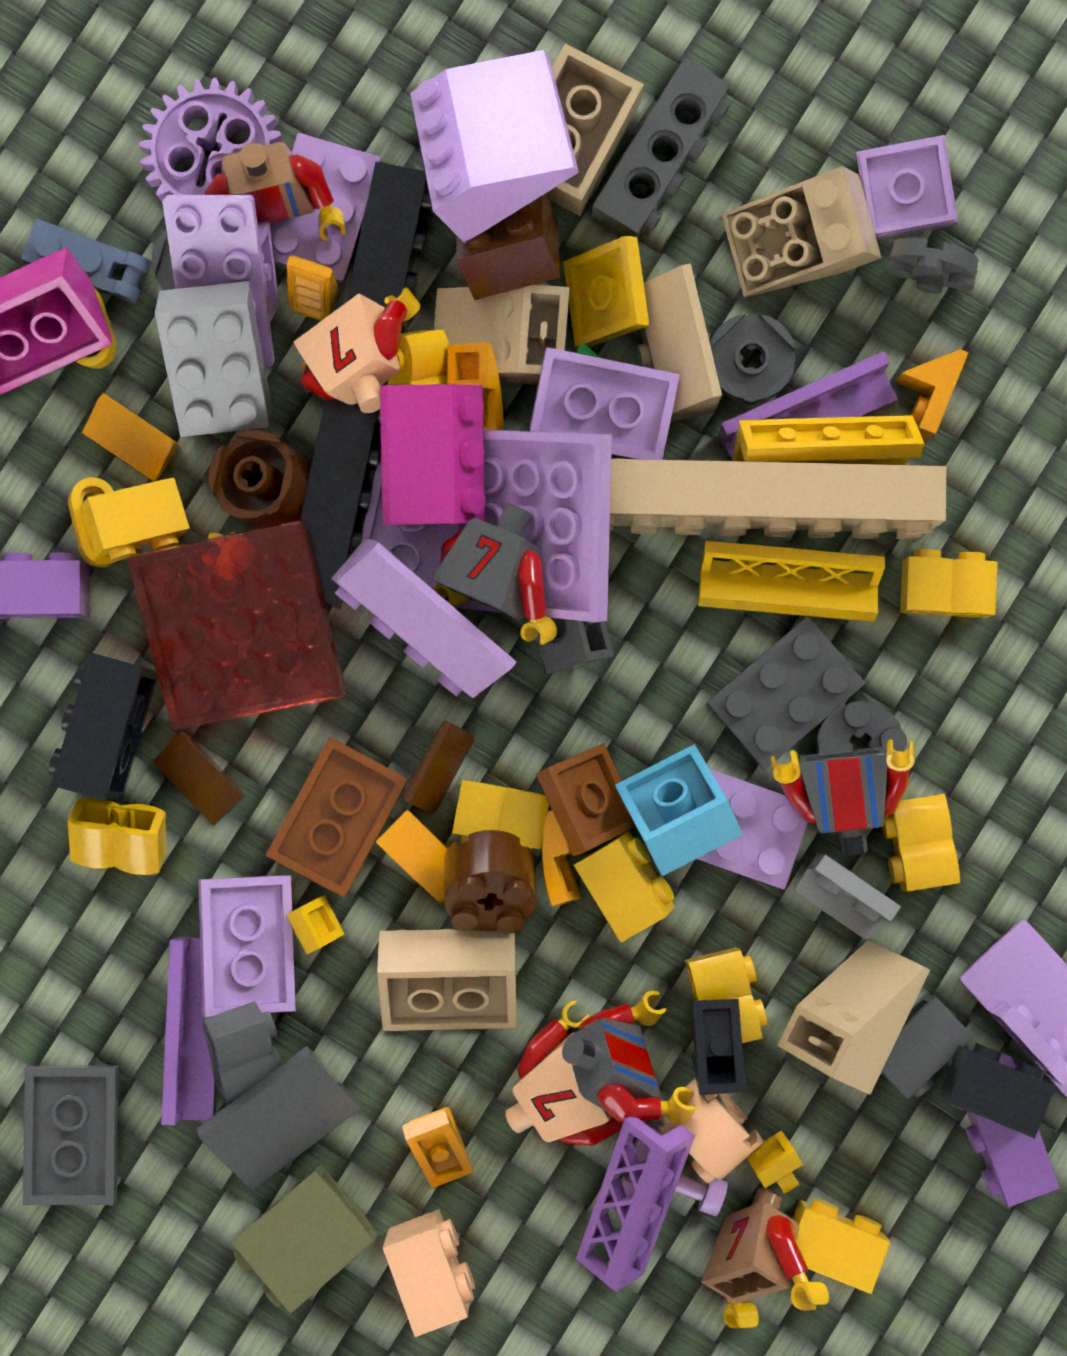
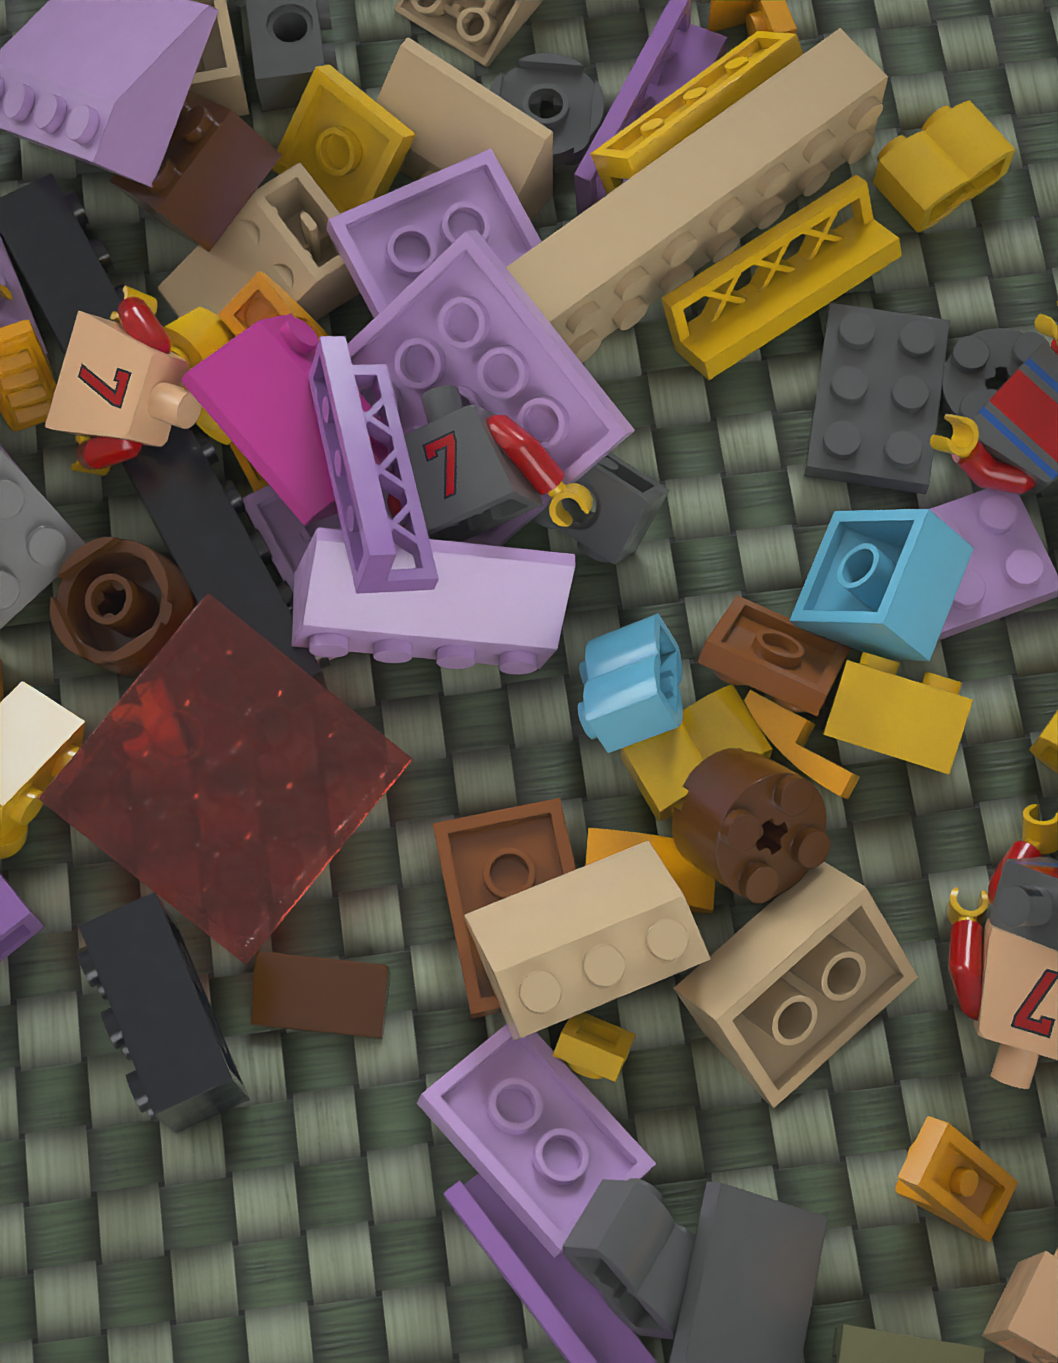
camera: 35 degrees left, 15 degrees down
(117, 836) = (279, 1133): yellow brick -> none
(349, 871) = (585, 939): none -> tan slope
(426, 526) = (359, 480): none -> medium lavender fence
(438, 767) = (580, 767): reddish brown slope -> none
(495, 752) = (631, 684): none -> medium azure brick

